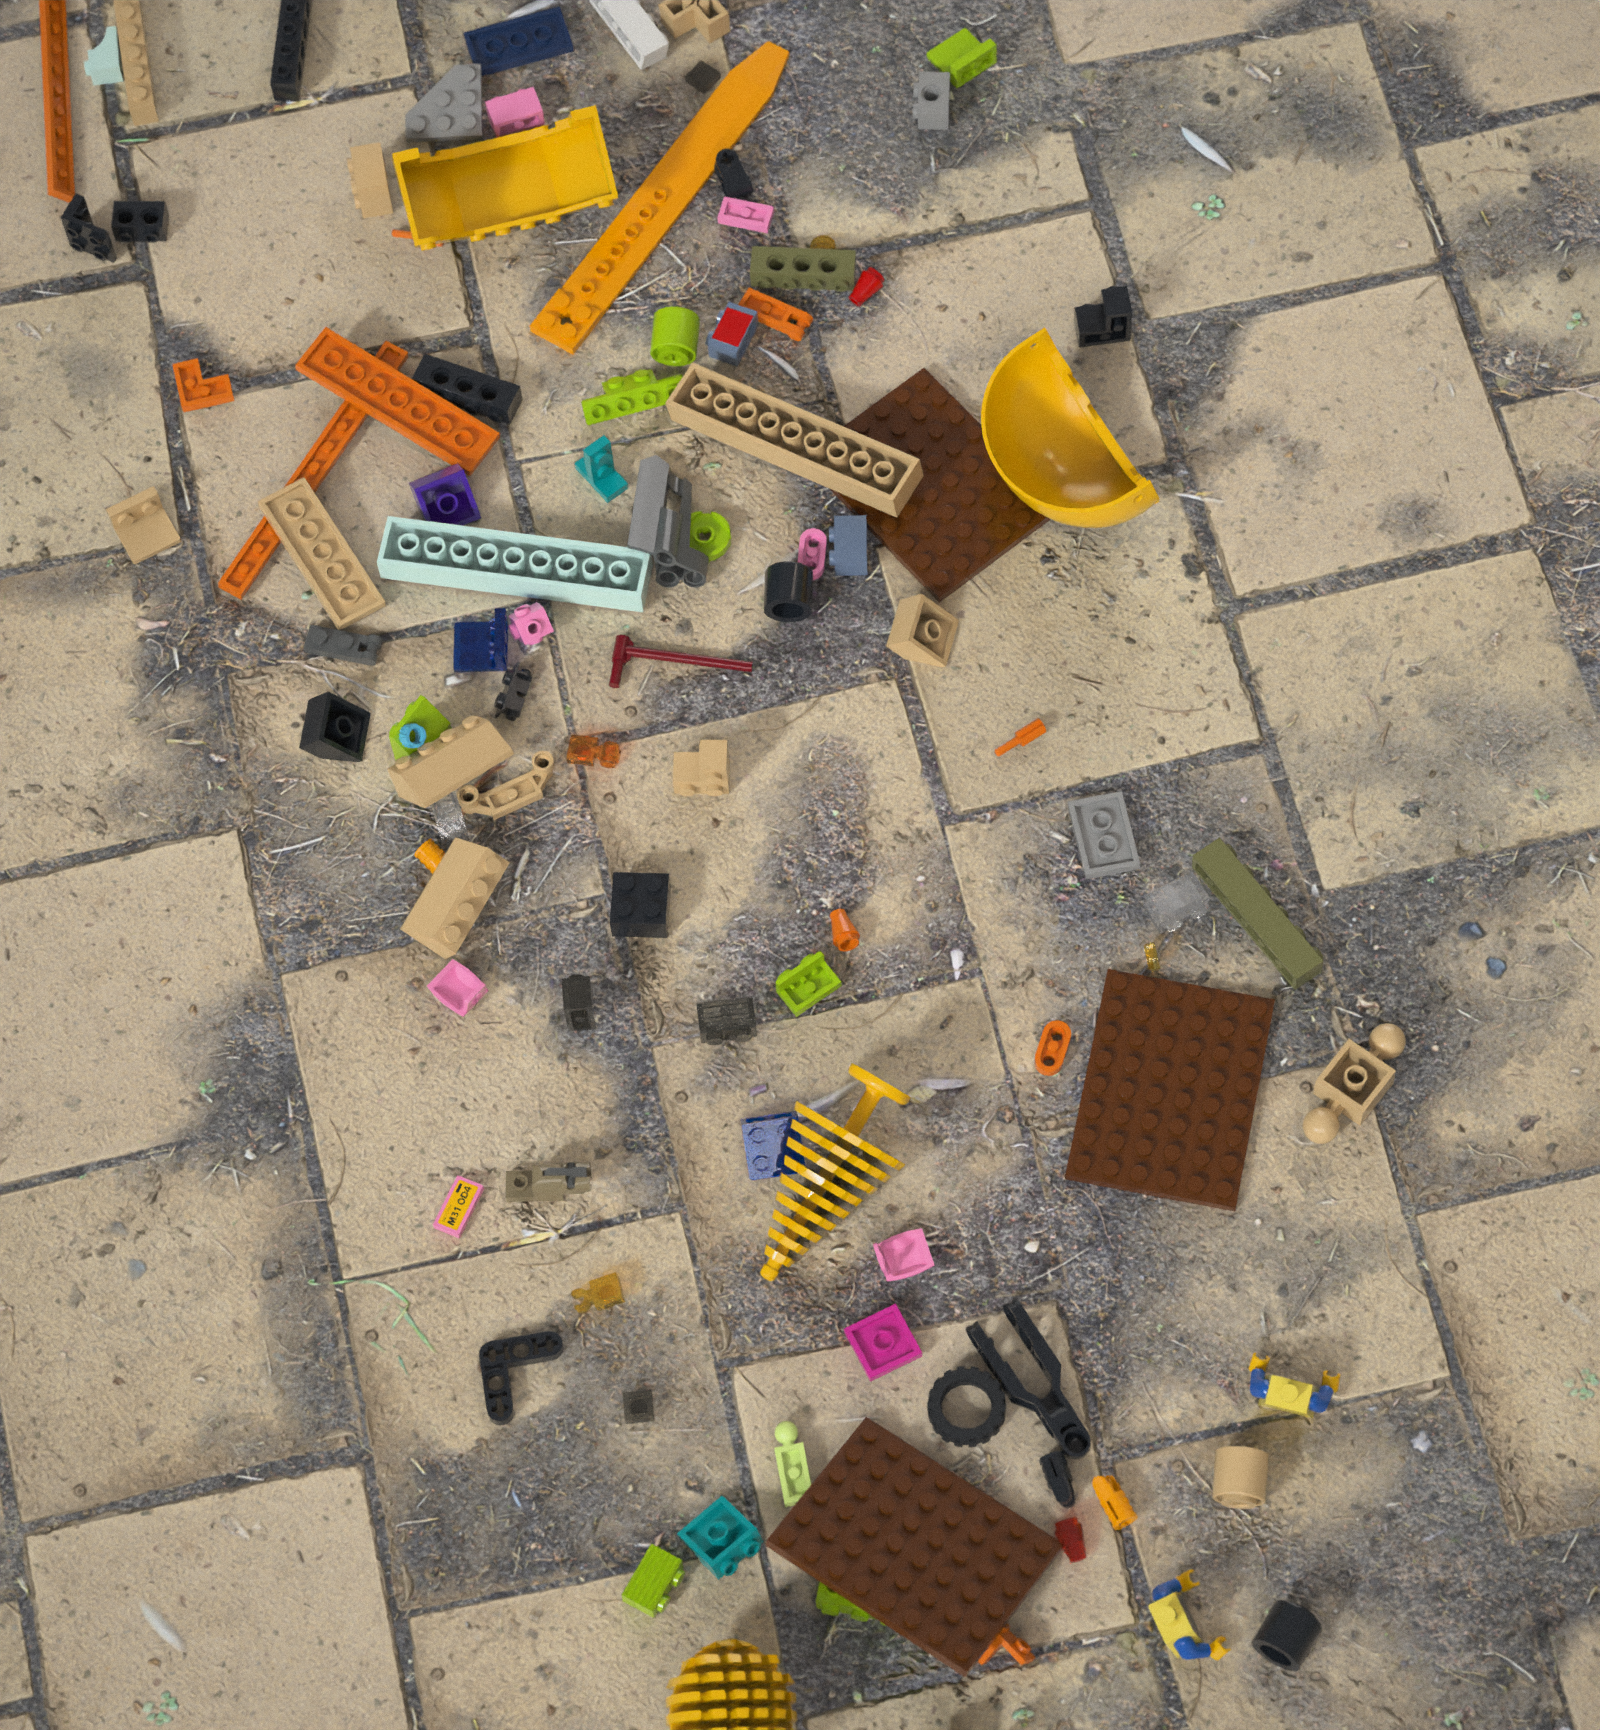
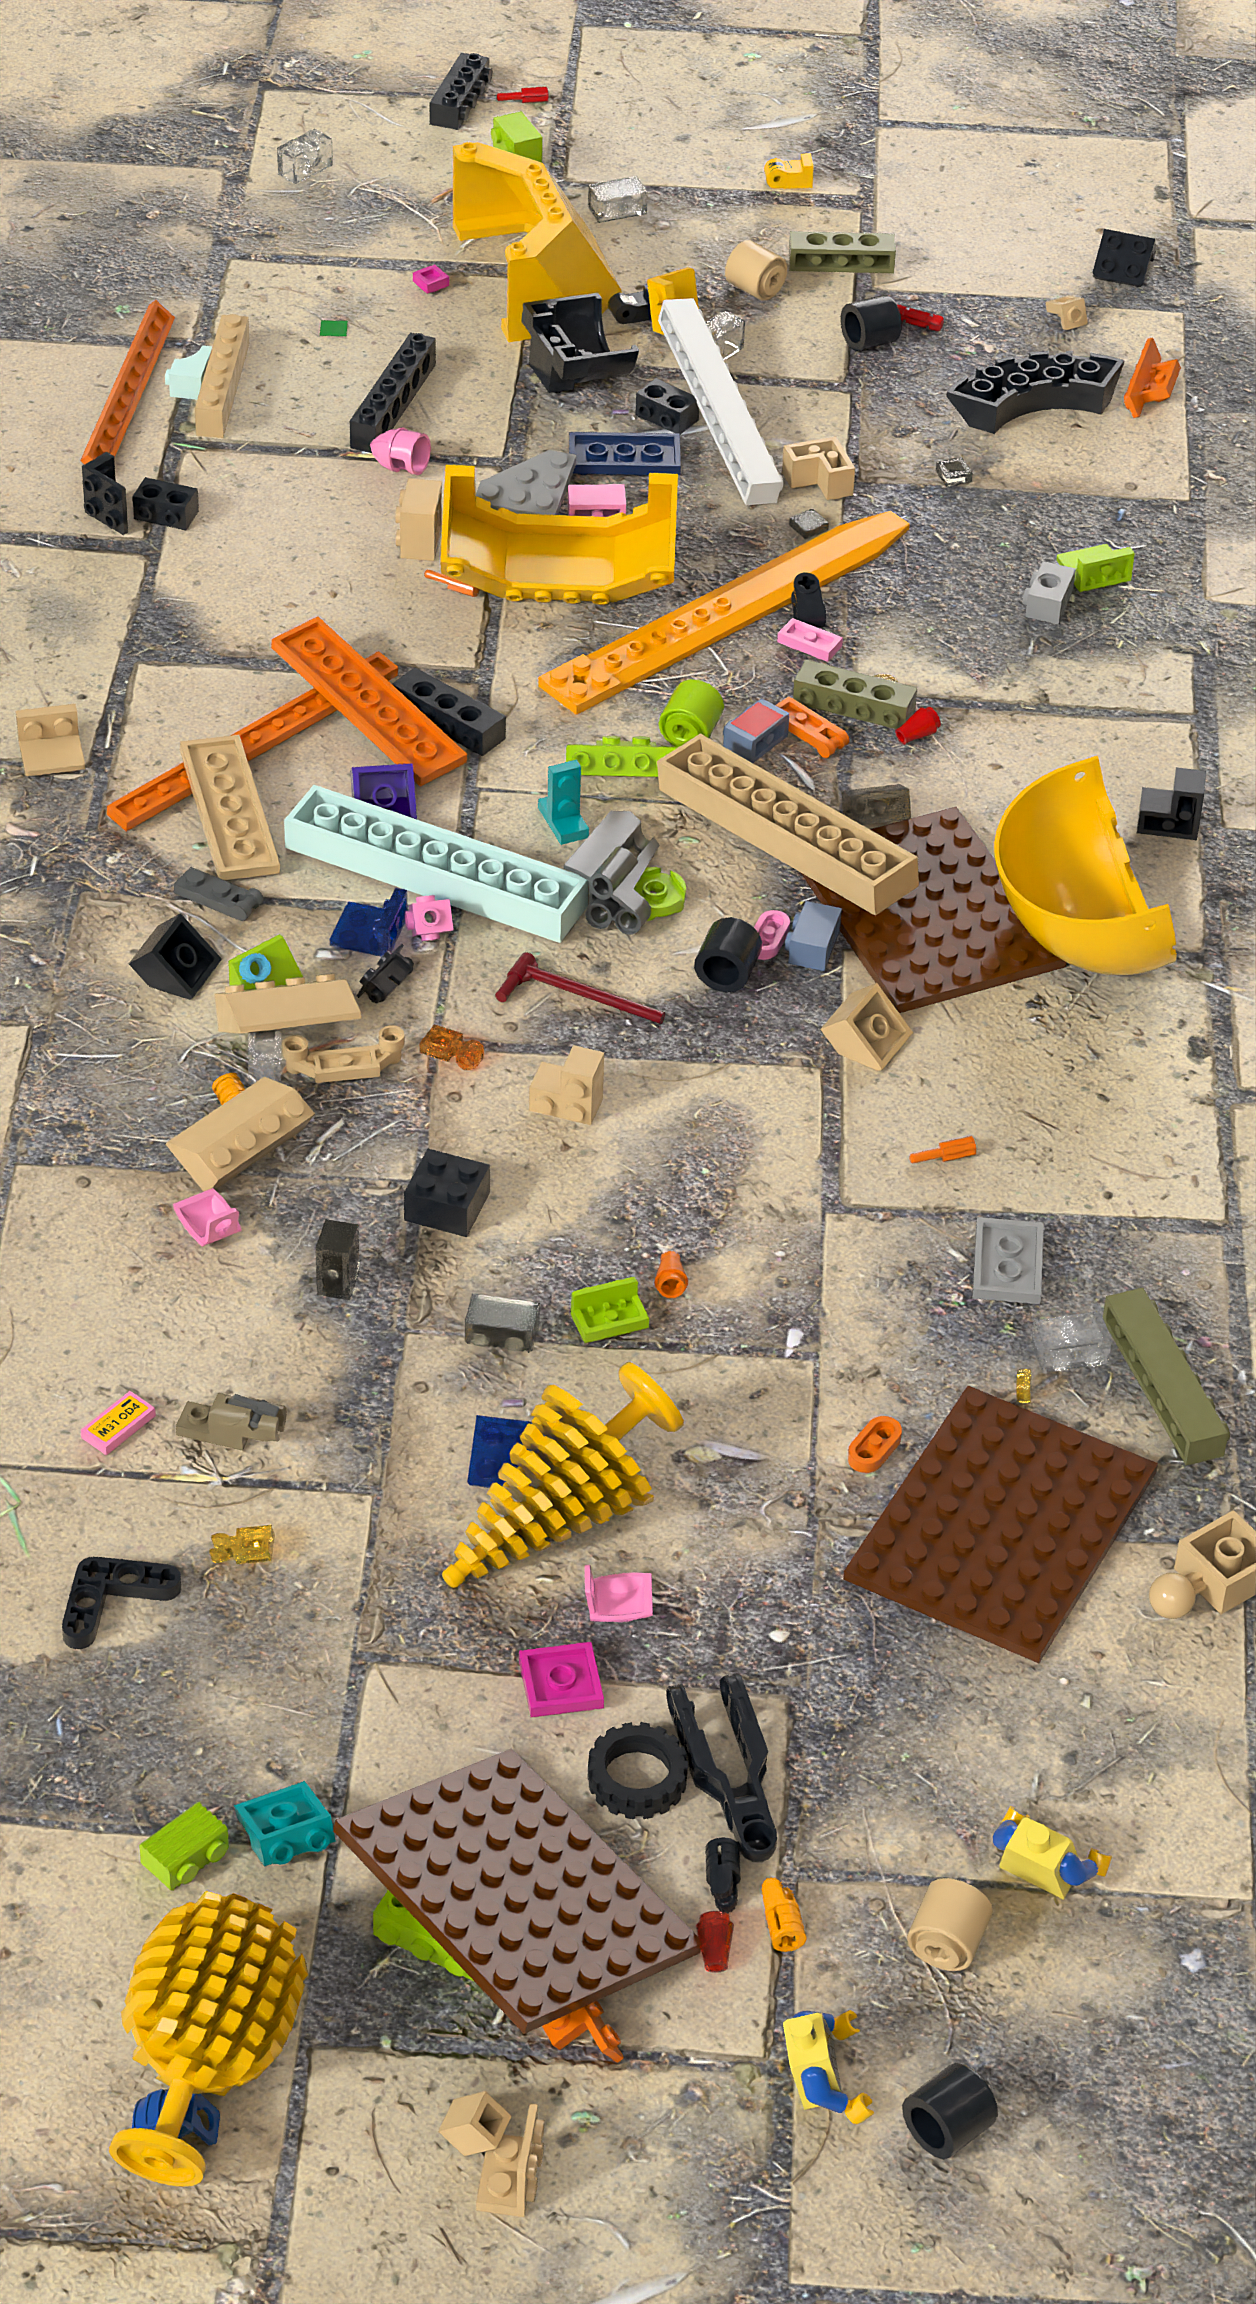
camera: 10 degrees right, 20 degrees down
(199, 392) = (160, 650): orange plate -> none
(324, 97) = (402, 450): none -> bright pink helmet
(638, 1406) = (242, 1667): clear smoke plate -> none
(791, 1463) = (403, 1765): yellowish green plate -> none
(859, 389) = (877, 804): none -> clear smoke brick

